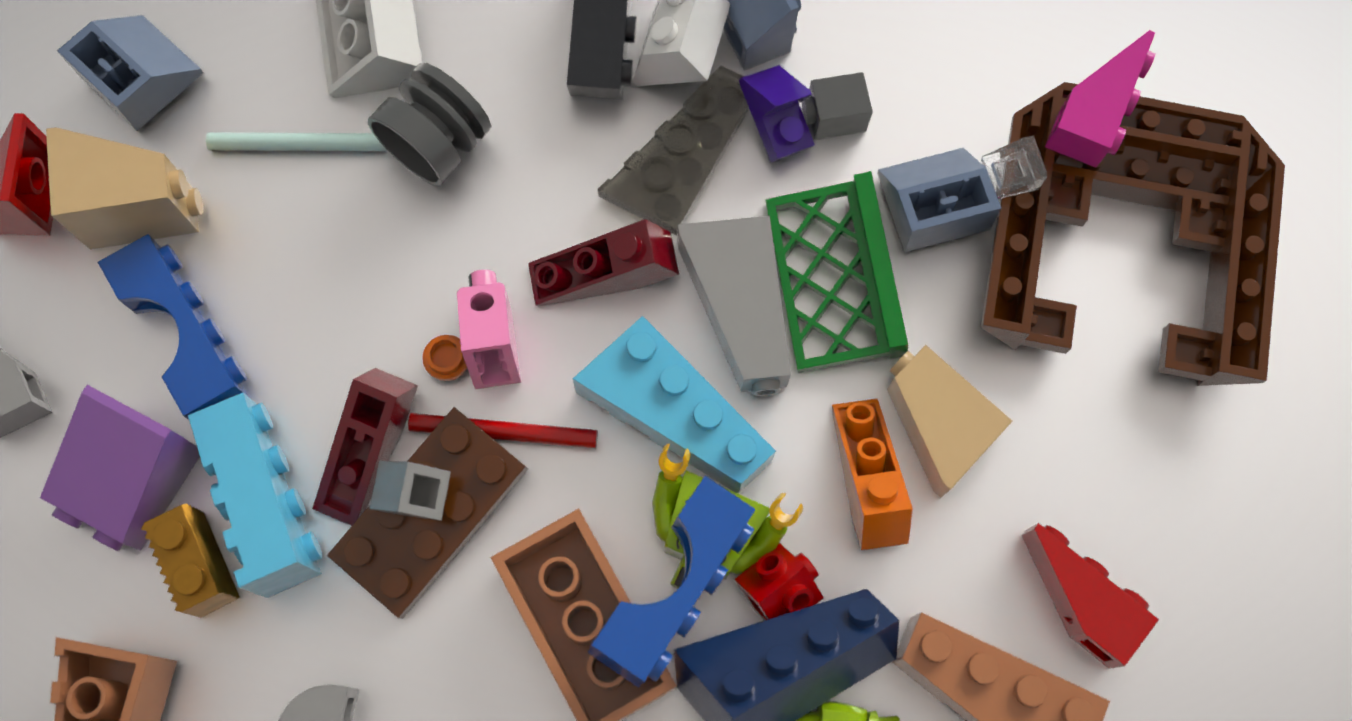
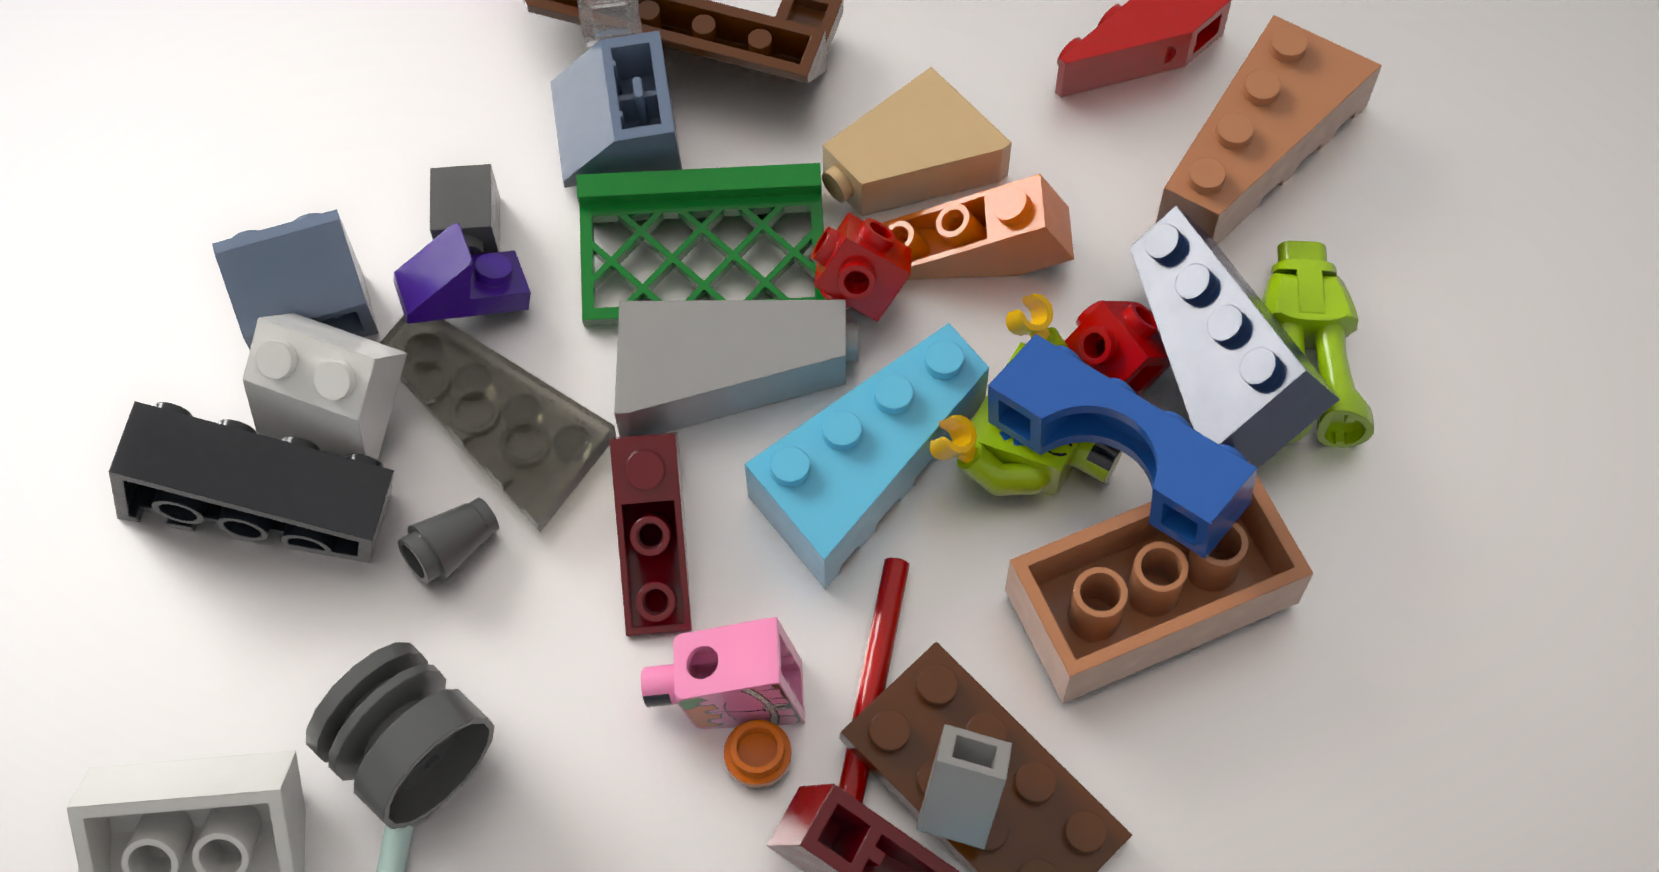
camera: 80 degrees left, 10 degrees down
(583, 136) = (446, 540): none -> dark grey cone
(823, 384) = (861, 265): none -> red brick

